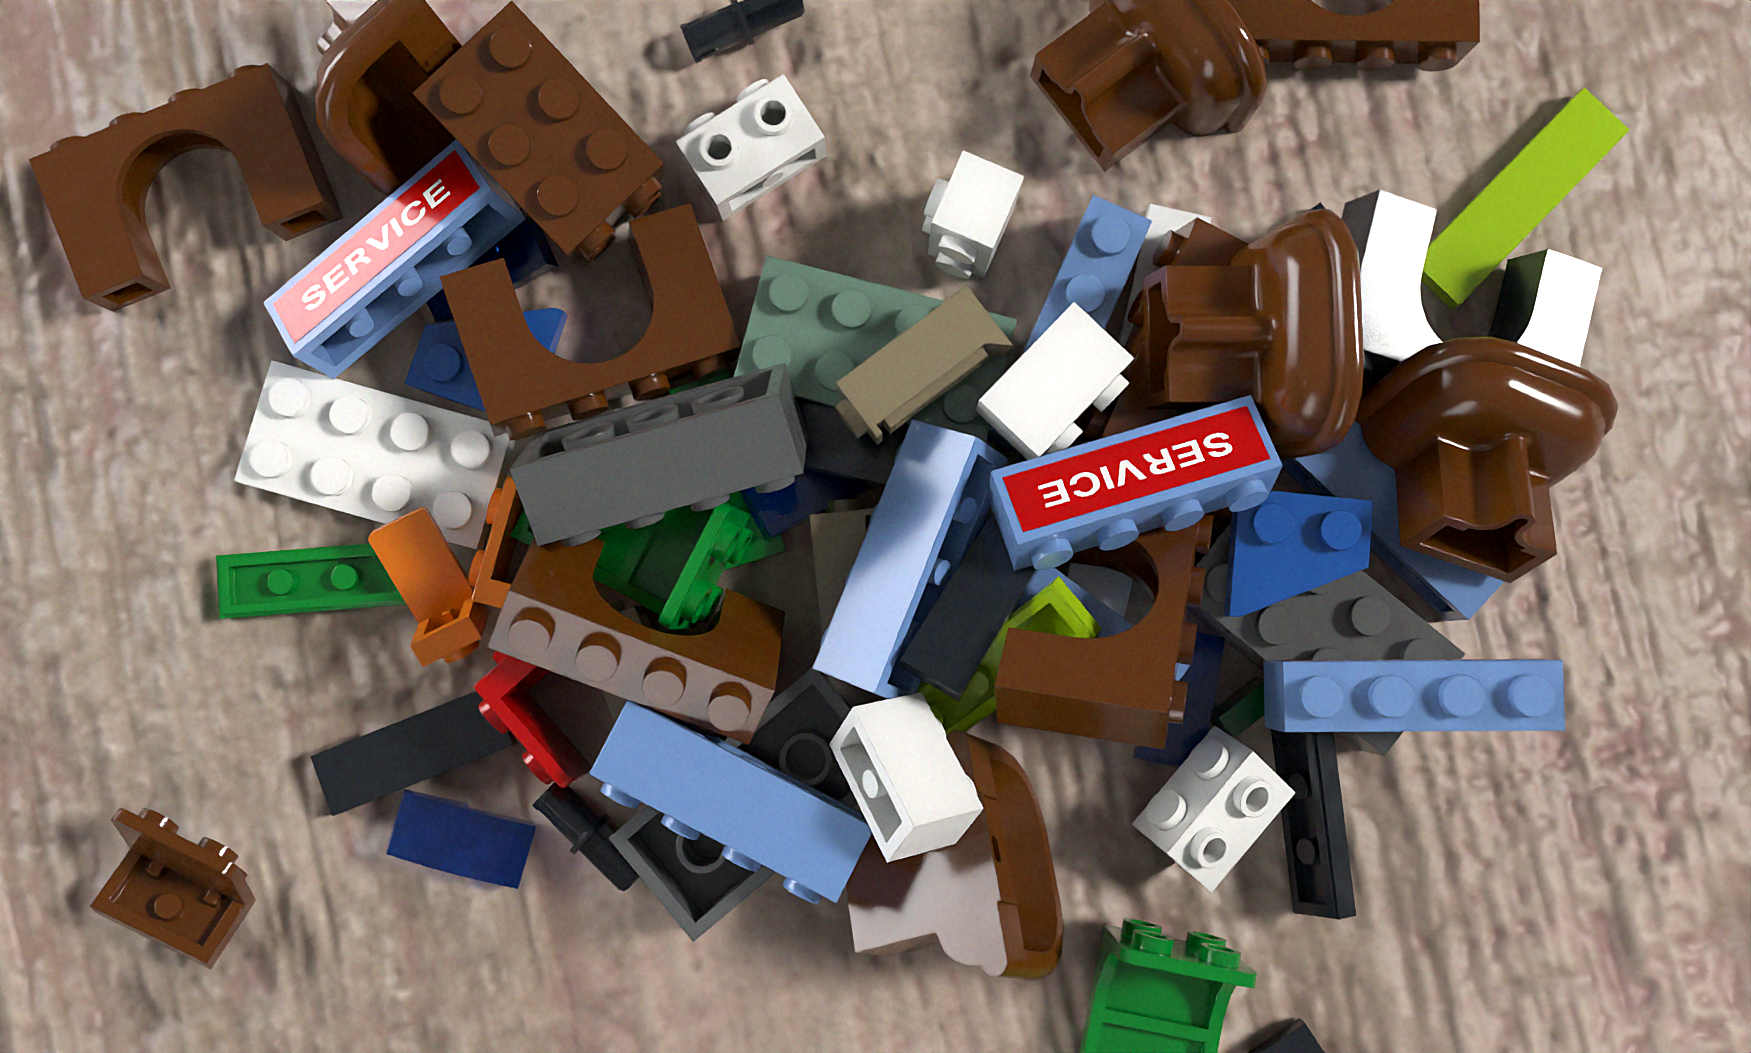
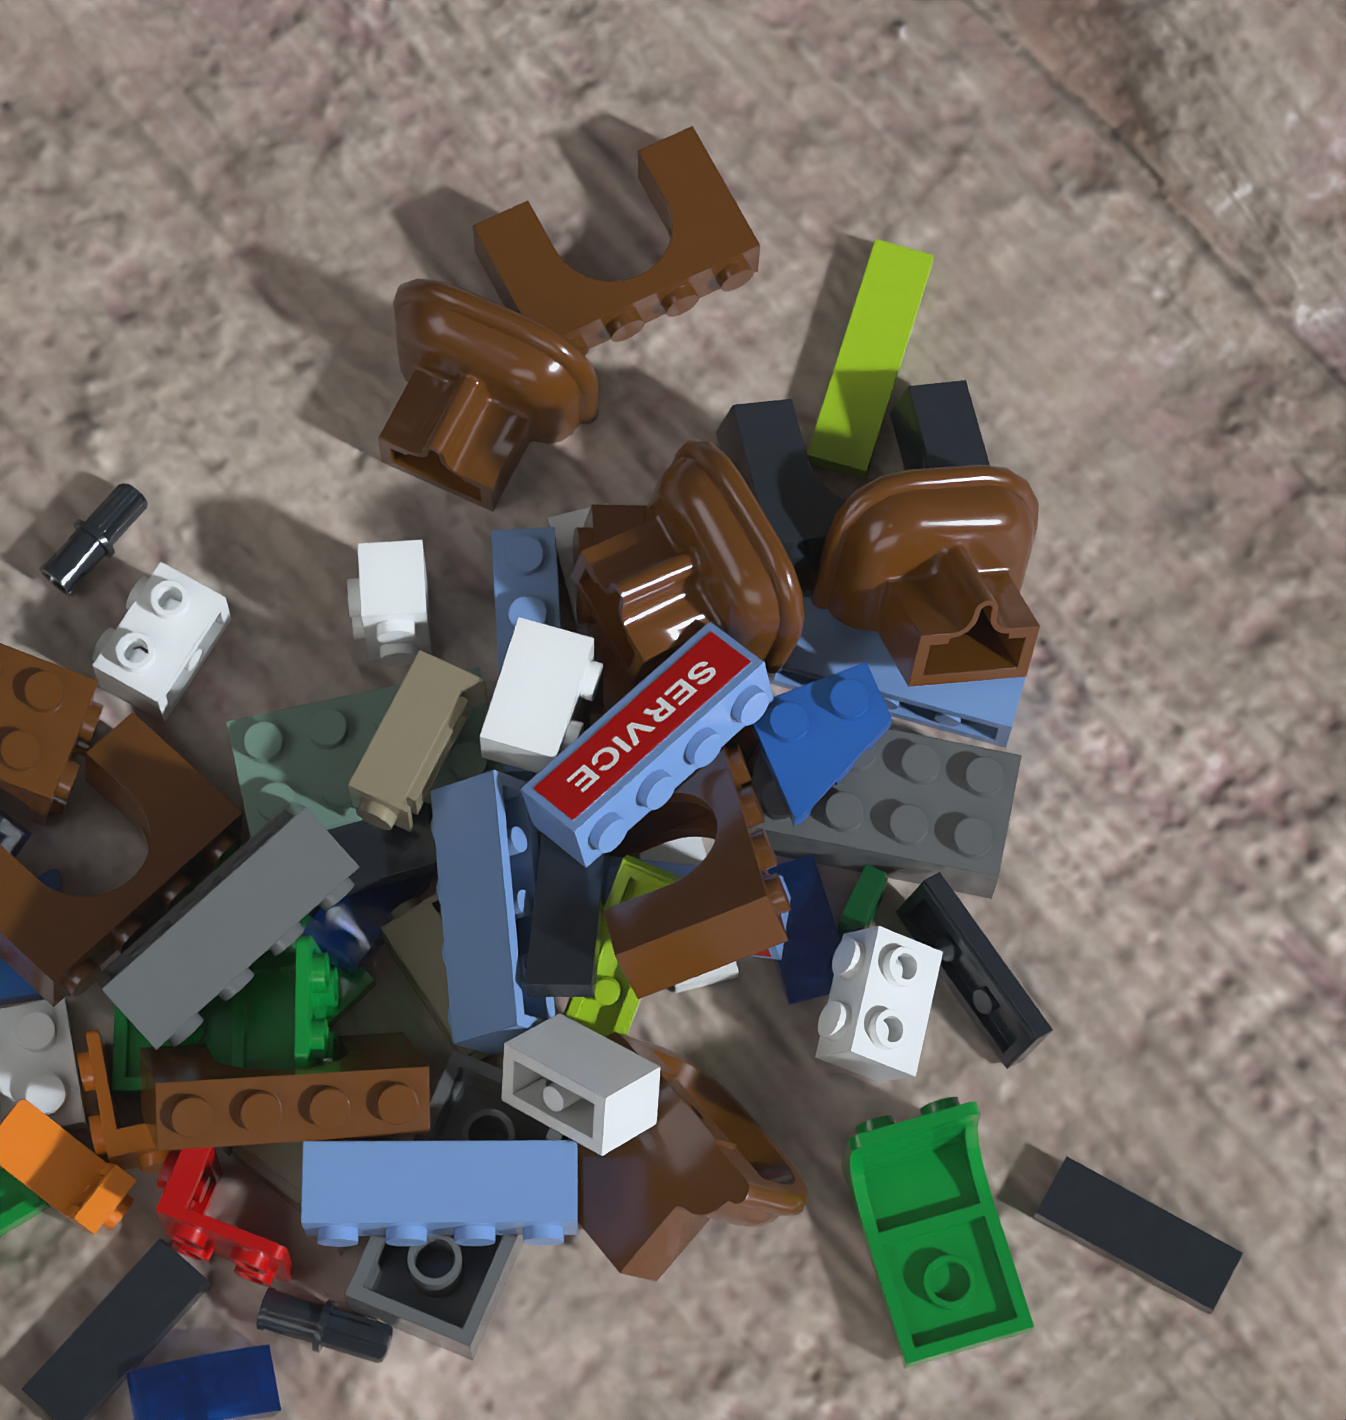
camera: 30 degrees left, 15 degrees down
(1414, 695) = (981, 803): medium blue brick -> none

